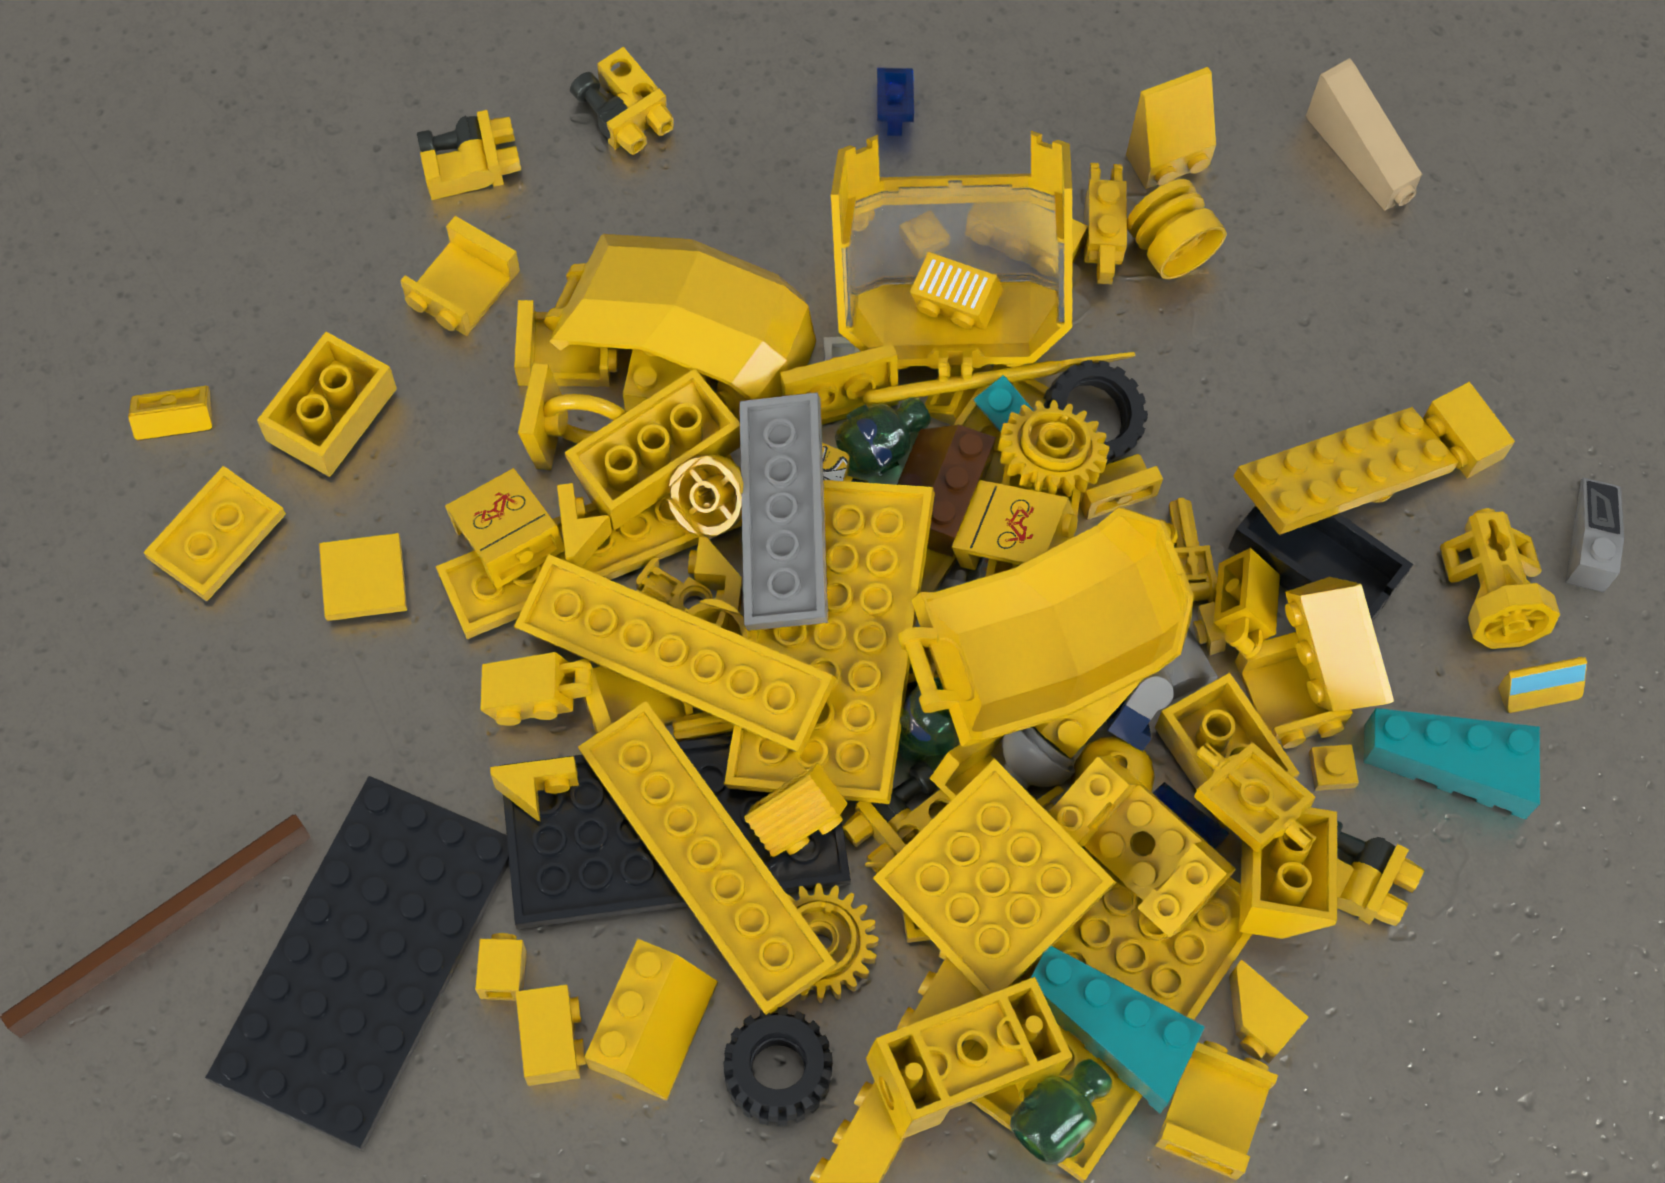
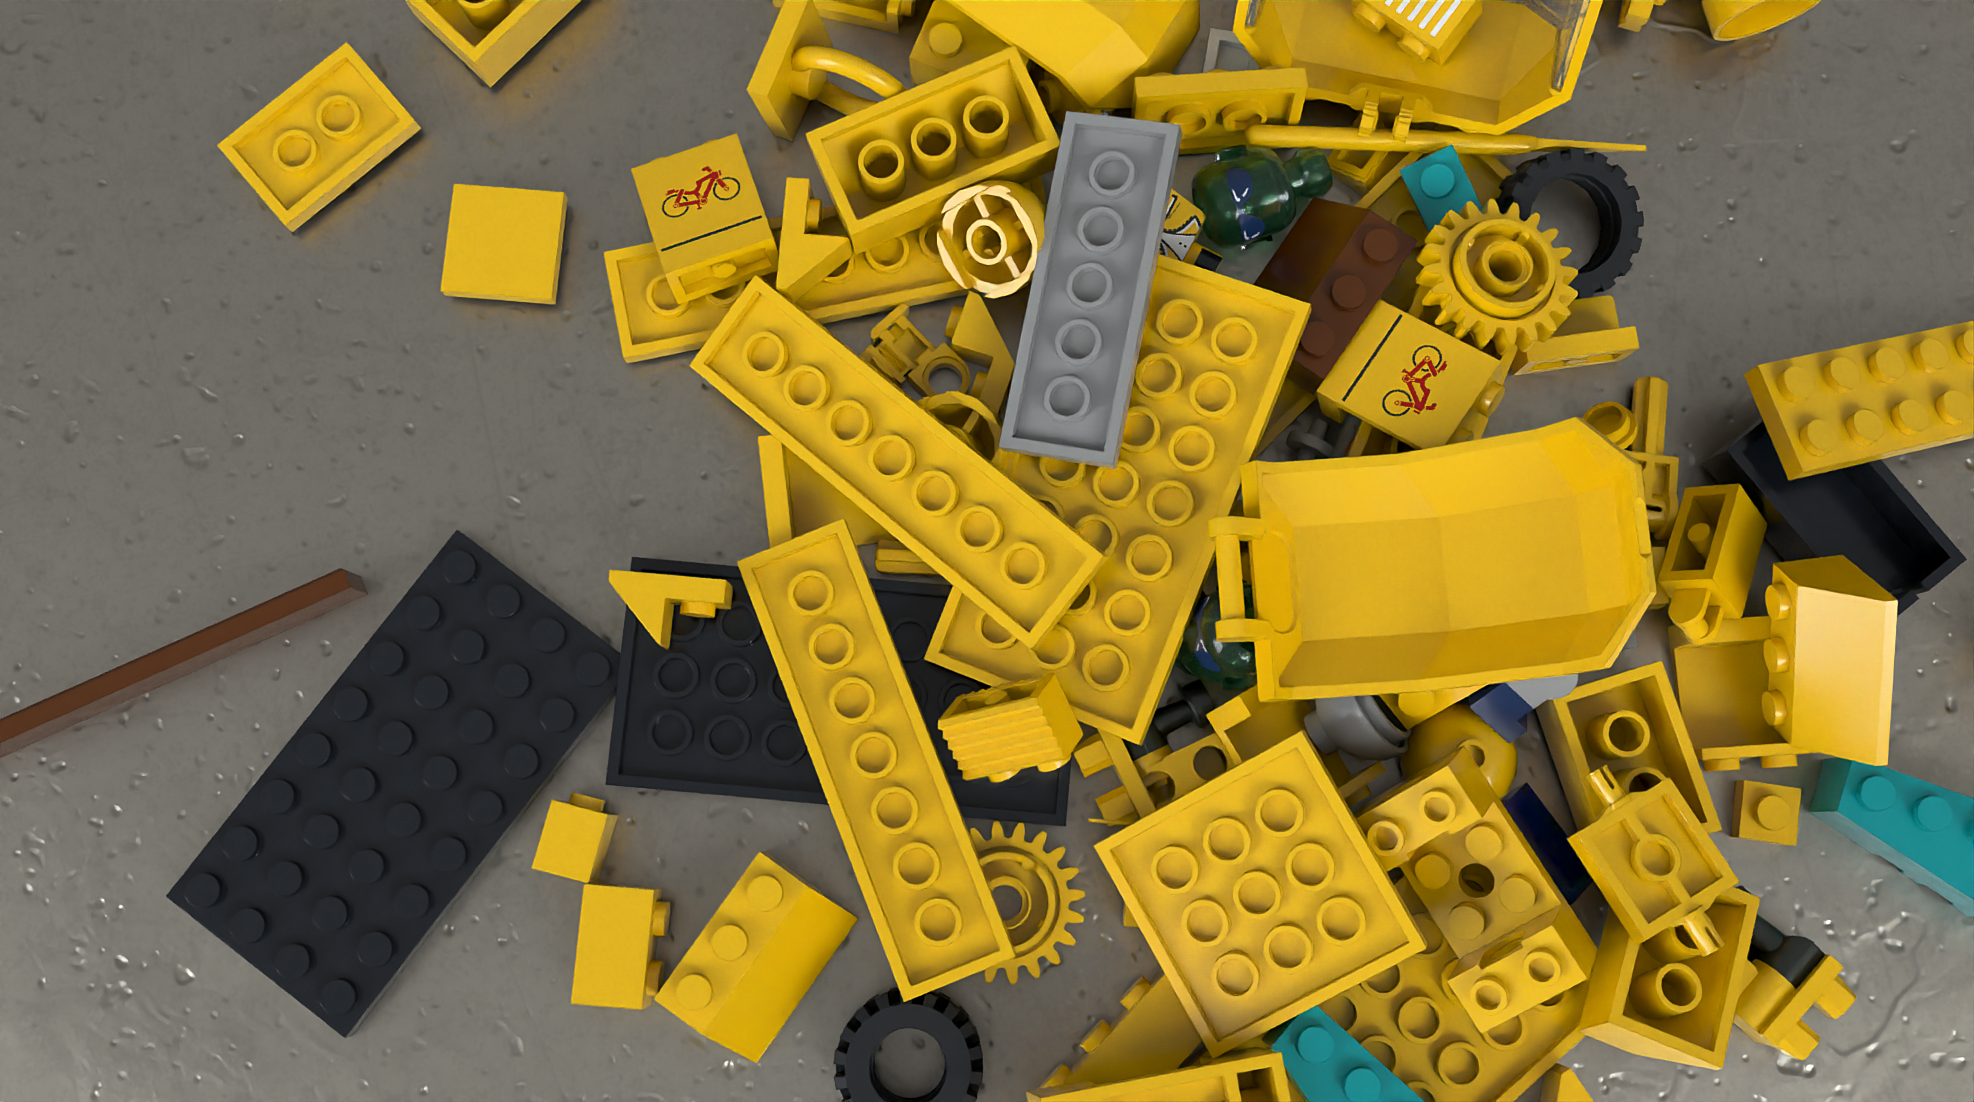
camera: 15 degrees right, 15 degrees up
(532, 687) = (695, 460): yellow brick -> none

